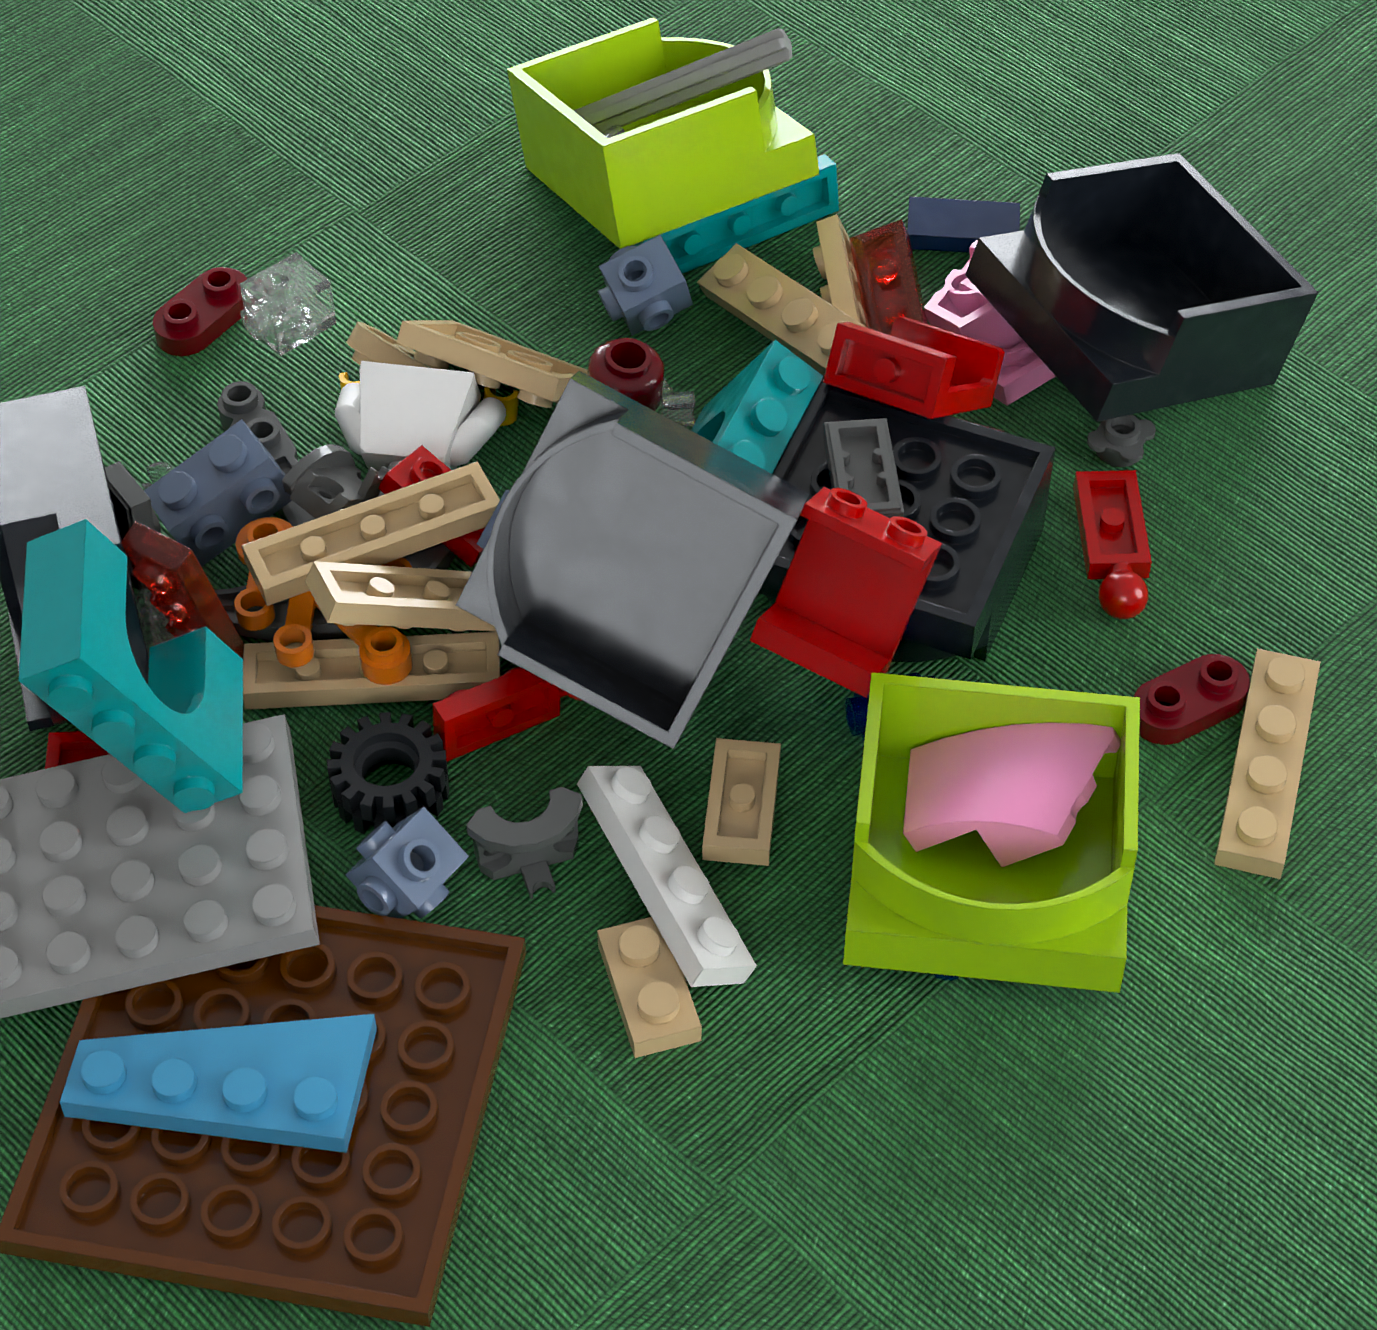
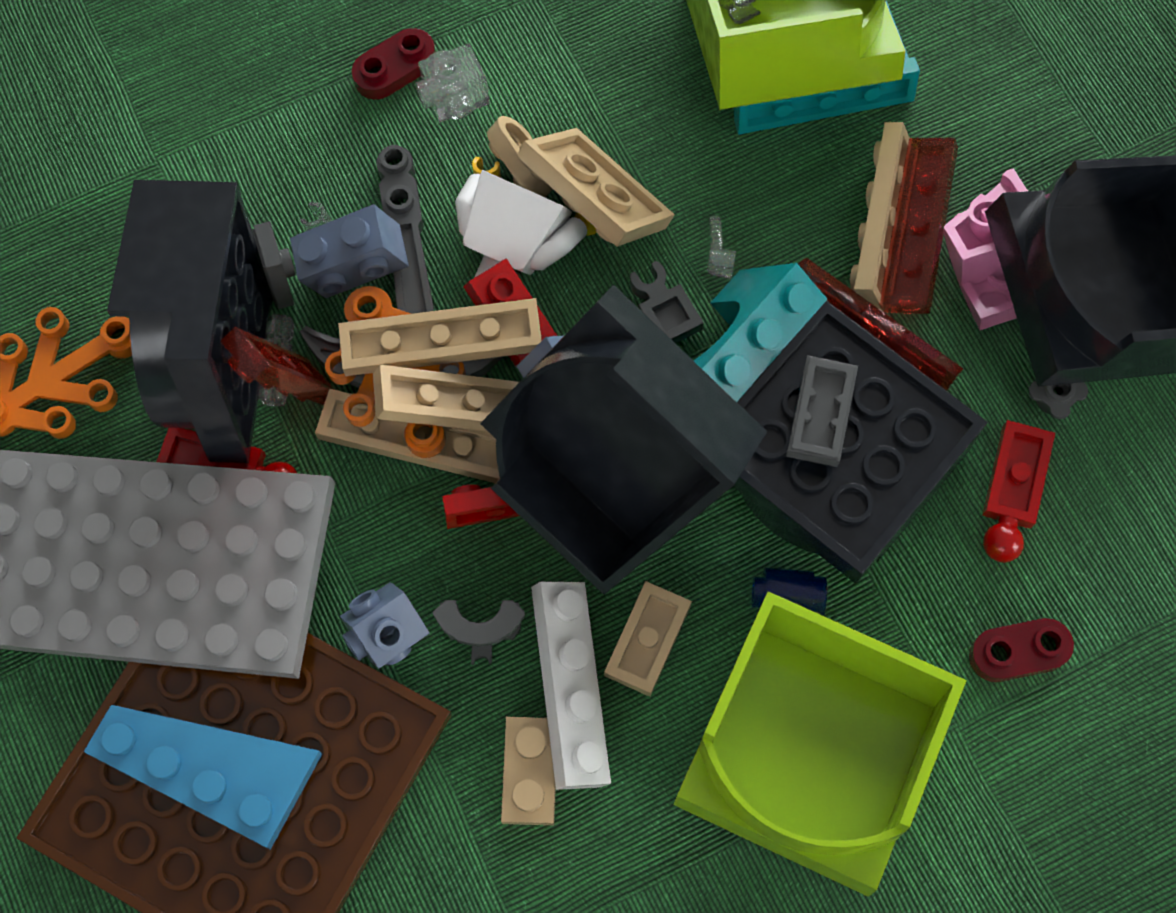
camera: 20 degrees right, 20 degrees up
(76, 656) = (149, 456): teal arch -> none
(330, 481) = (432, 272): dark grey piece -> none
(380, 746) = (393, 505): black tyre -> none
(629, 369) = (684, 232): dark red head -> none
(643, 286) = (744, 146): sand blue brick -> none
(774, 305) = (834, 208): tan plate -> none
(848, 590) = (771, 517): red panel -> none
(915, 367) = (905, 311): red panel -> none
(957, 223) = (1007, 146): dark blue tile -> none
(1007, 783) = (839, 708): bright pink slope -> none
(1268, 764) = (1060, 727): tan plate -> none

